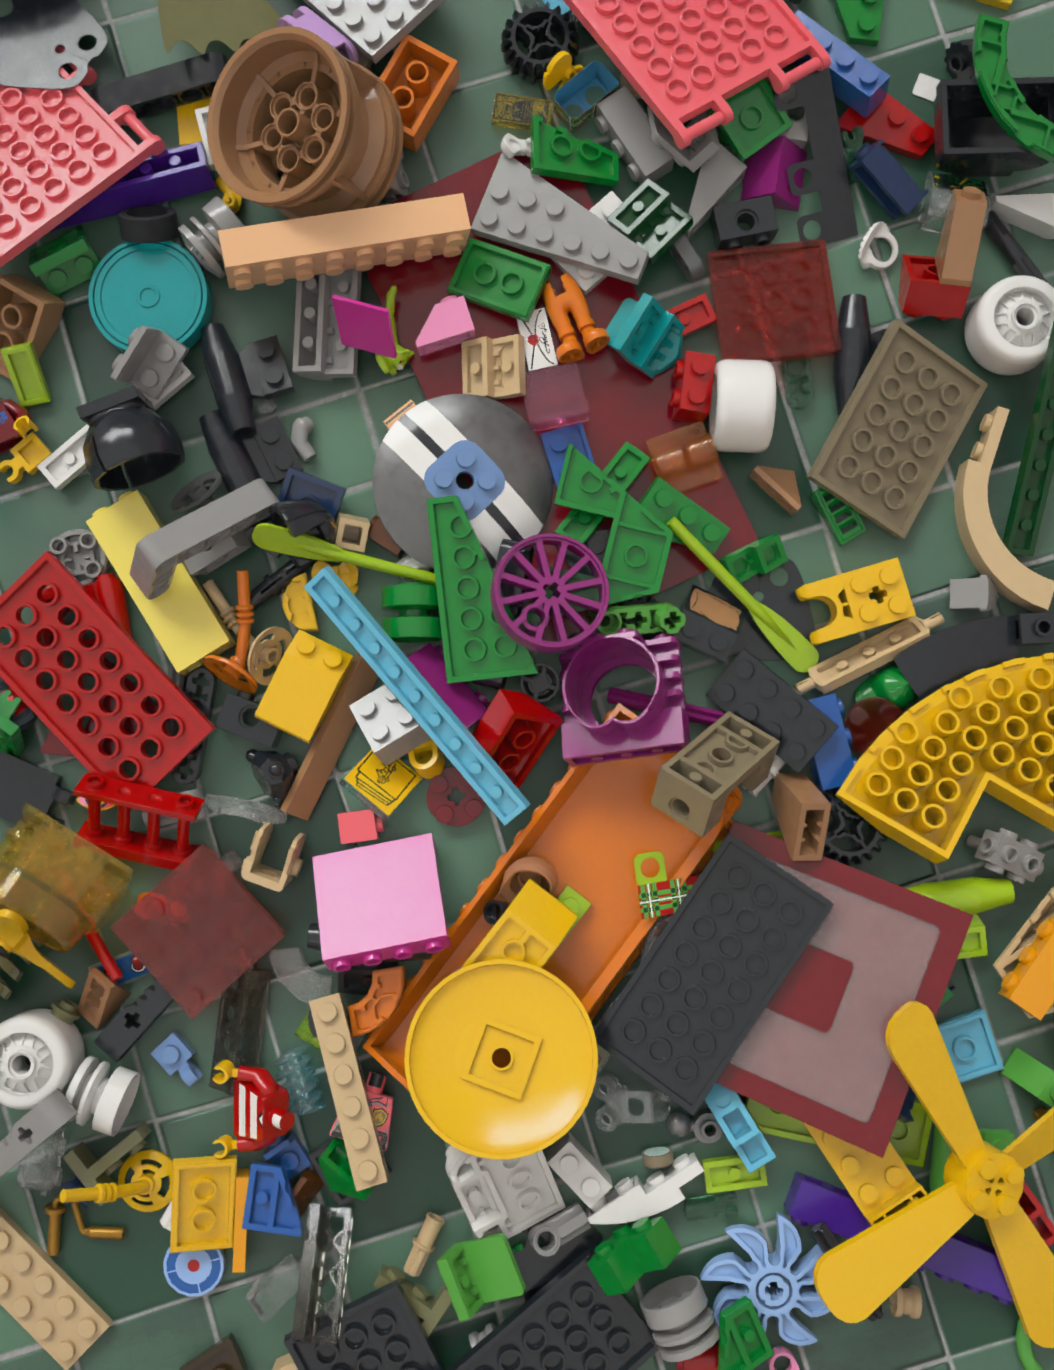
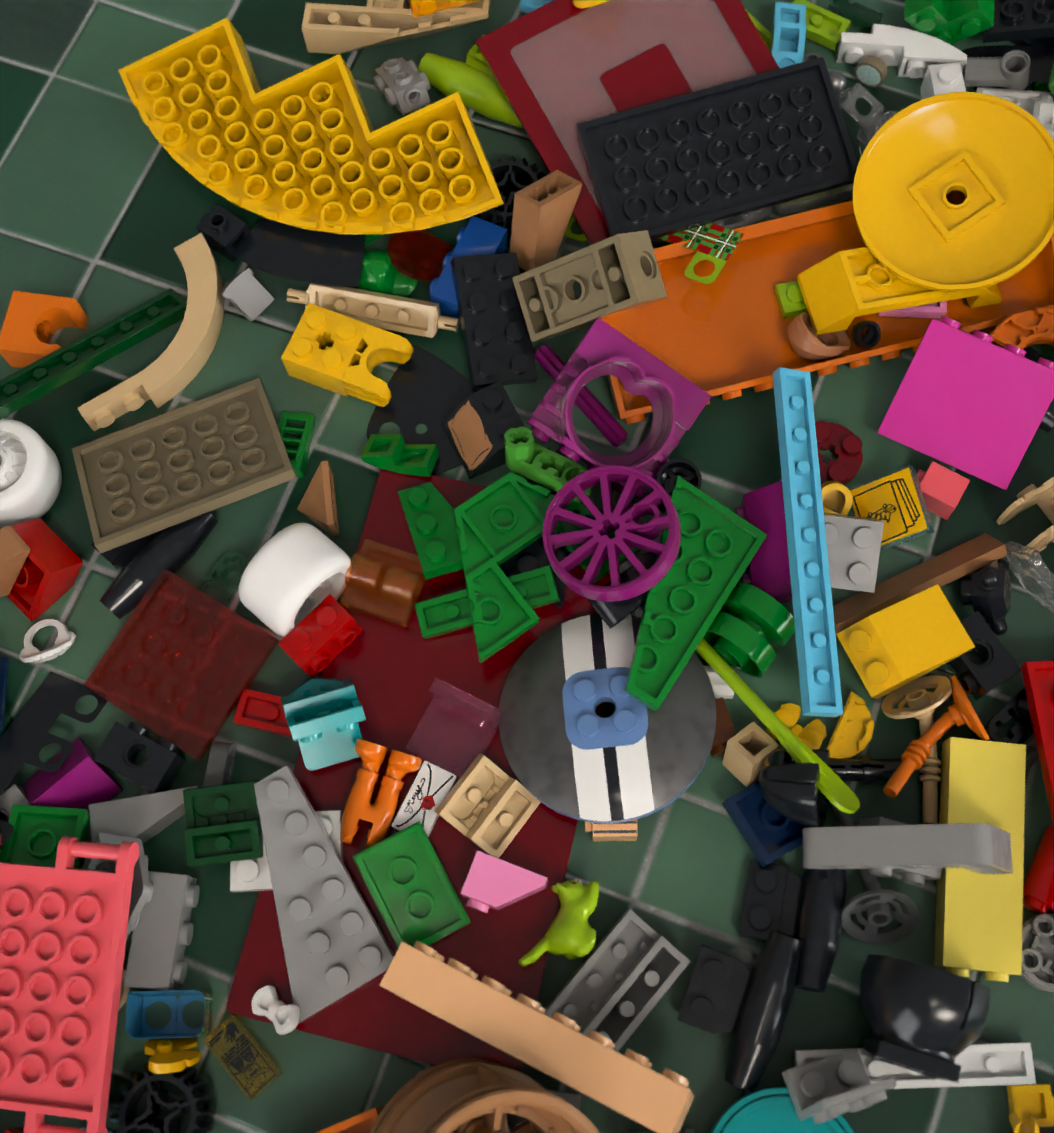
camera: 140 degrees left, 15 degrees down
(299, 437) = (729, 897): light grey arm -> none
(364, 326) = (584, 933): dark pink piece -> none
(516, 732) = (736, 456): red slope -> none
(556, 447) = (487, 678): blue plate -> none
(566, 157) = (241, 961): green wing -> none
(783, 636) = (431, 384): lime piece -> none

